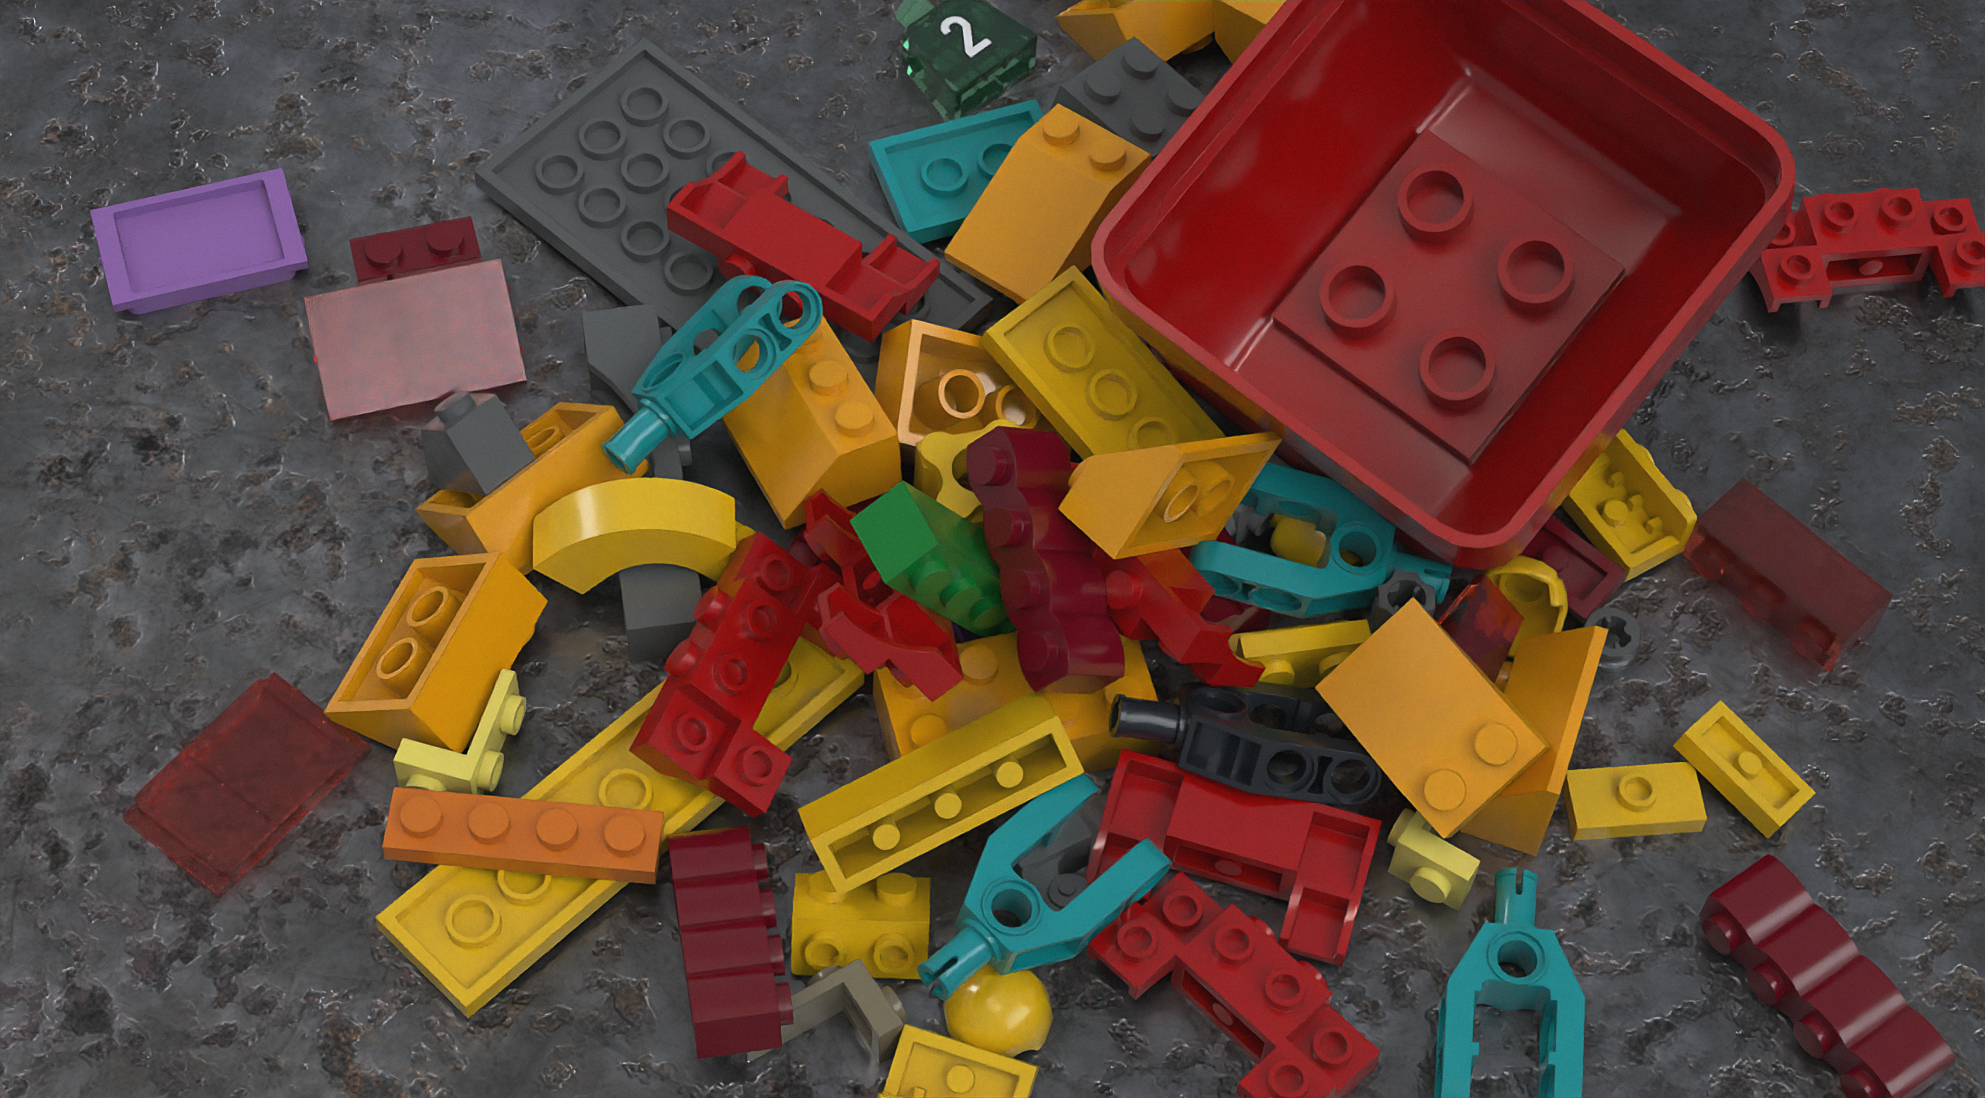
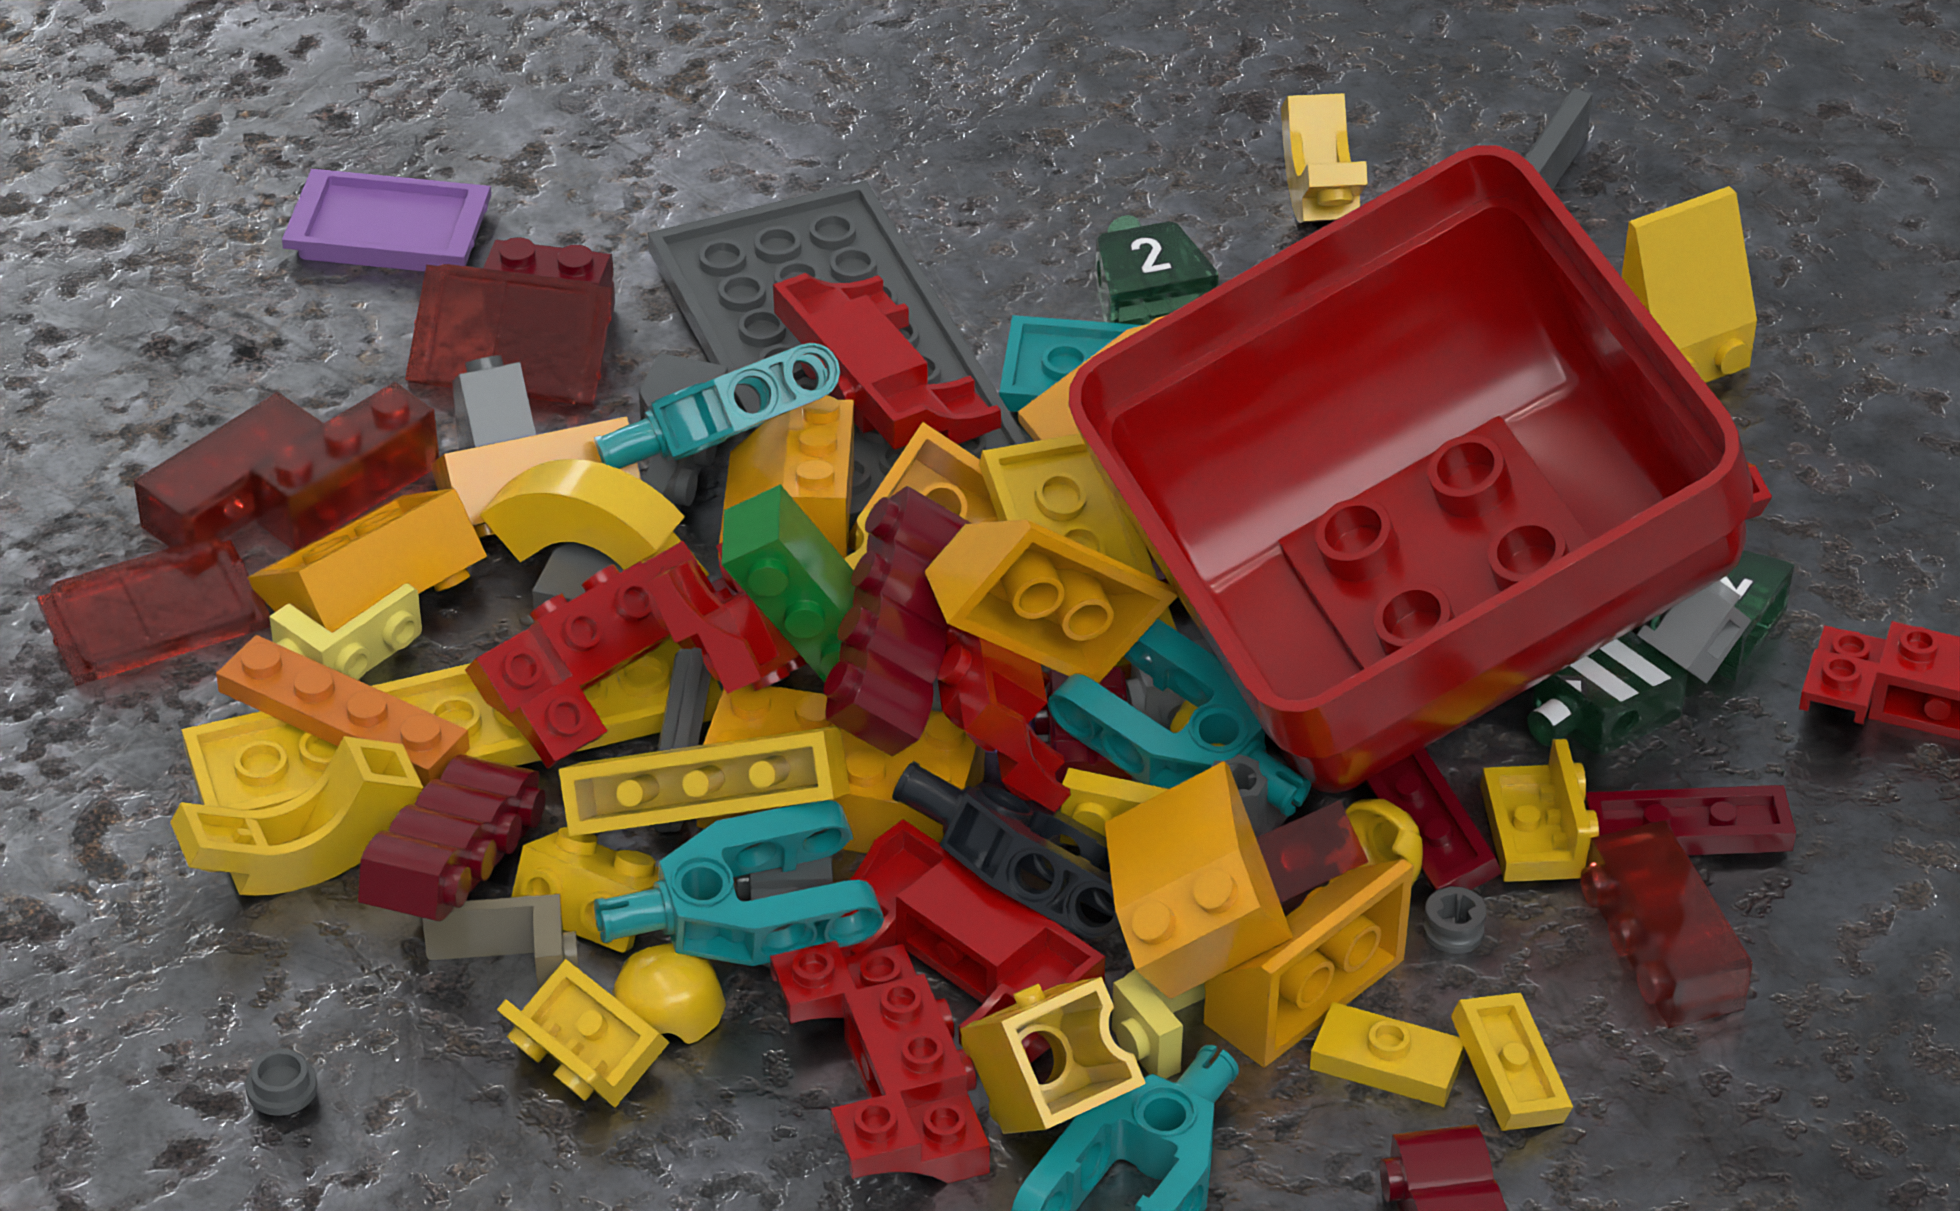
camera: 30 degrees right, 15 degrees down
(237, 601) = (209, 482): none -> clear red brick
(346, 551) = (344, 466): none -> clear red brick
(573, 981) = (309, 835): none -> yellow arch
(848, 713) = (684, 710): none -> dark grey axle
(1403, 950) = (1086, 1059): none -> yellow piece
(1757, 450) = (1704, 818): none -> dark red plate

